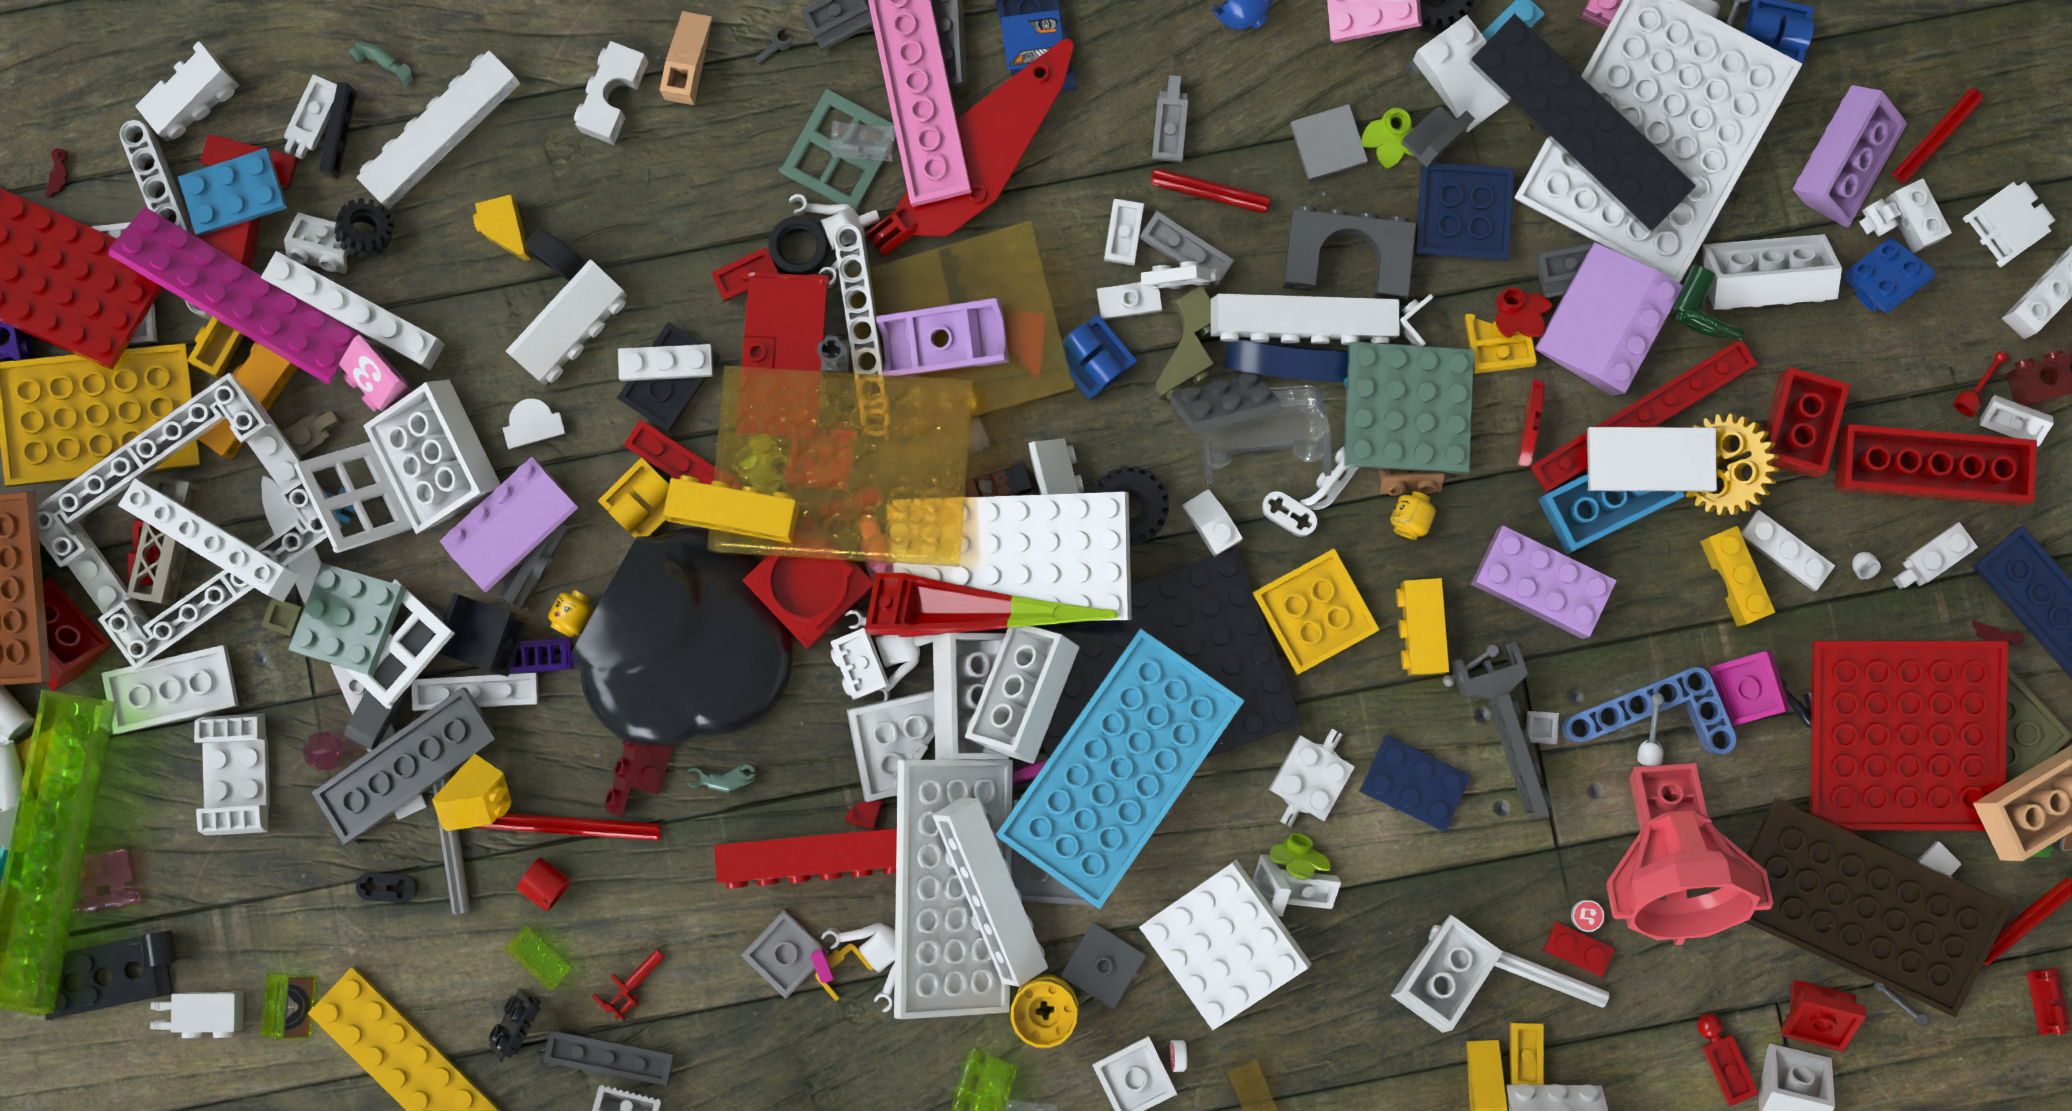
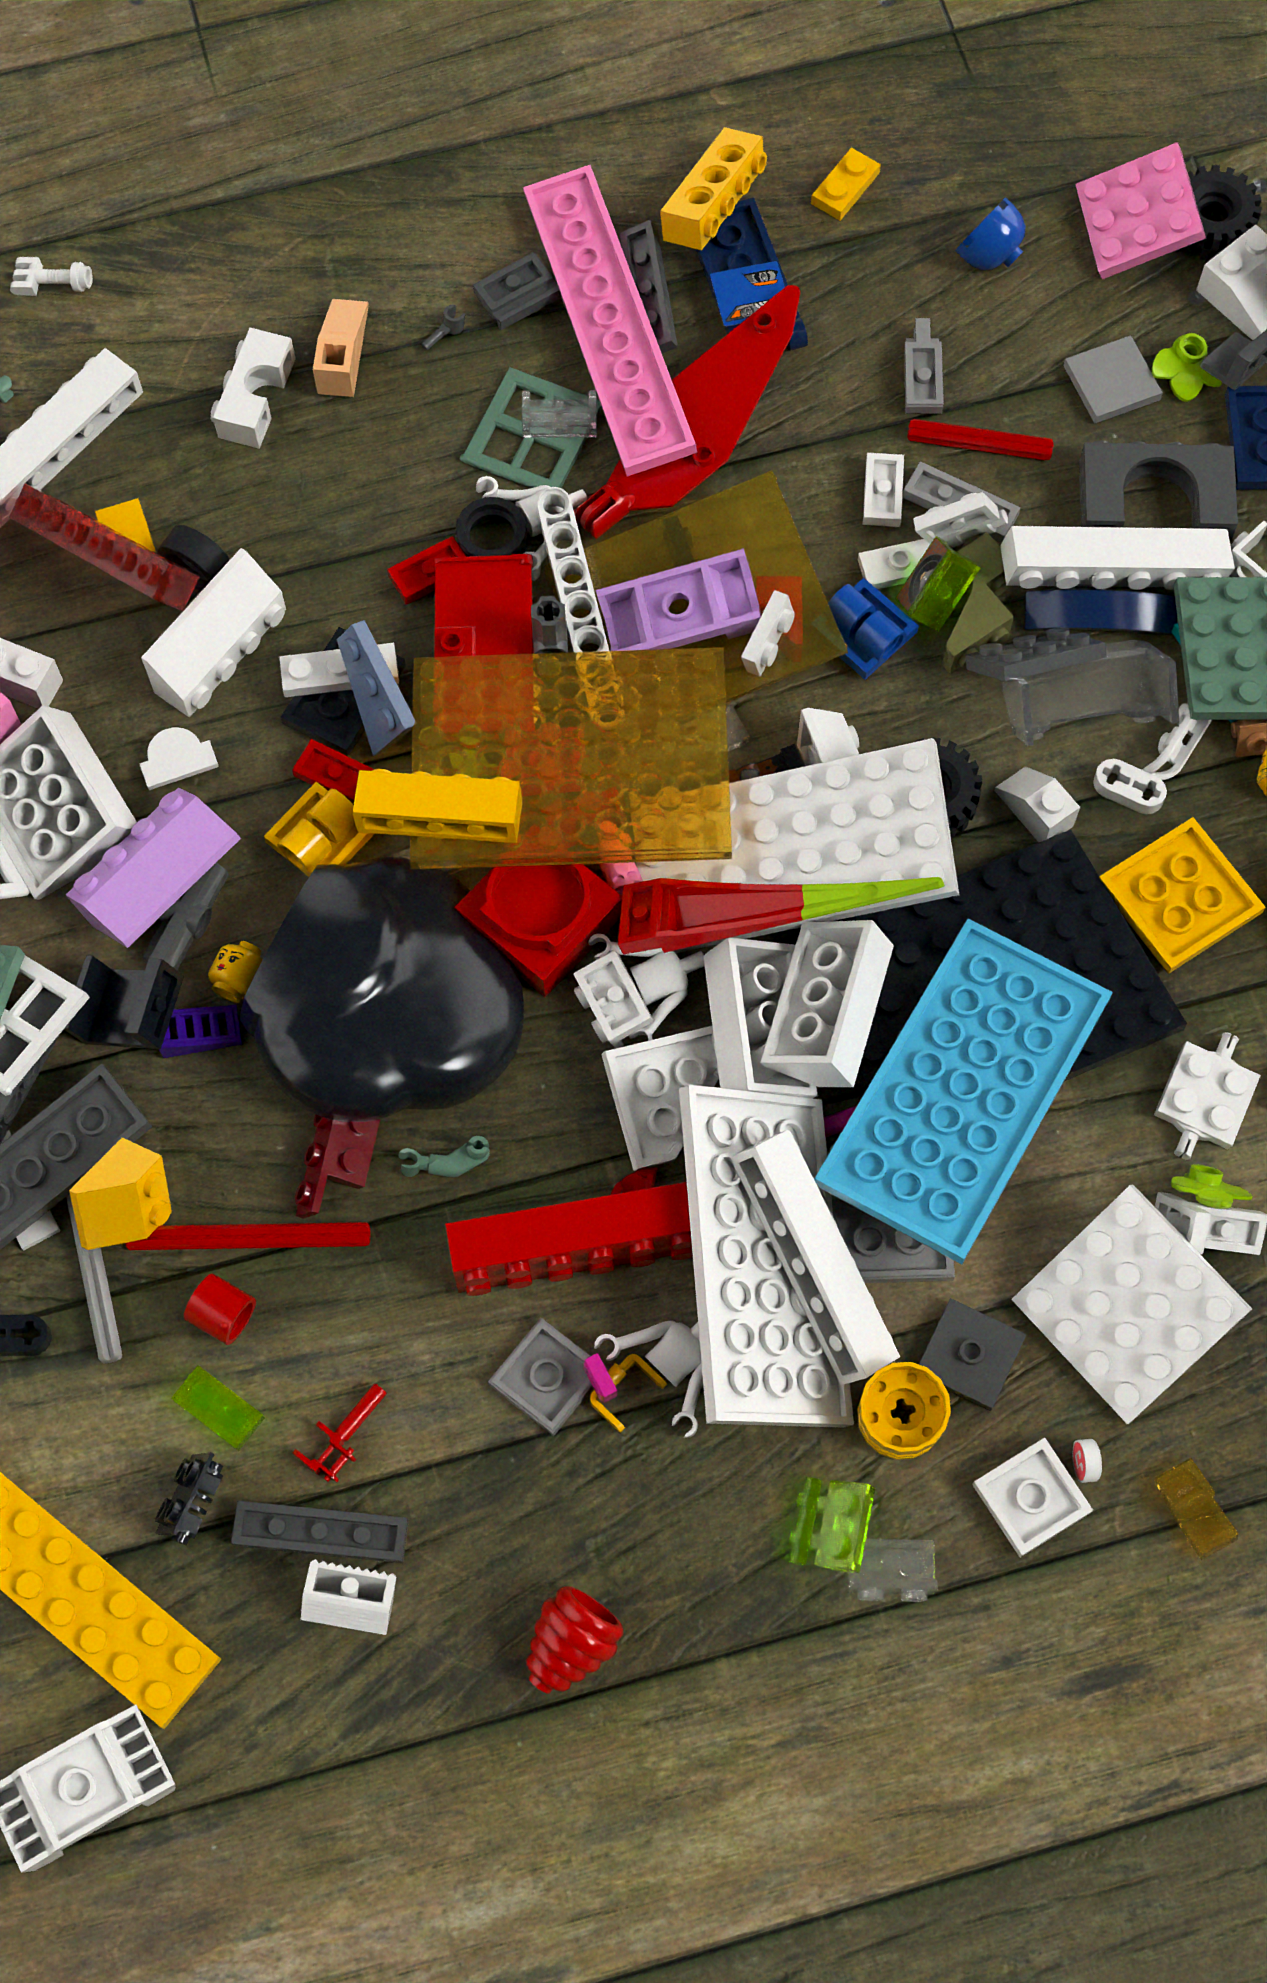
camera: 10 degrees left, 15 degrees down
(479, 245) = (104, 547): none -> clear red brick
(486, 690) = (137, 1074): white plate -> none
(691, 391) = (375, 689): none -> sand blue wing
(1004, 380) = (762, 645): none -> white plate
(1154, 328) = (936, 584): none -> clear neon green panel

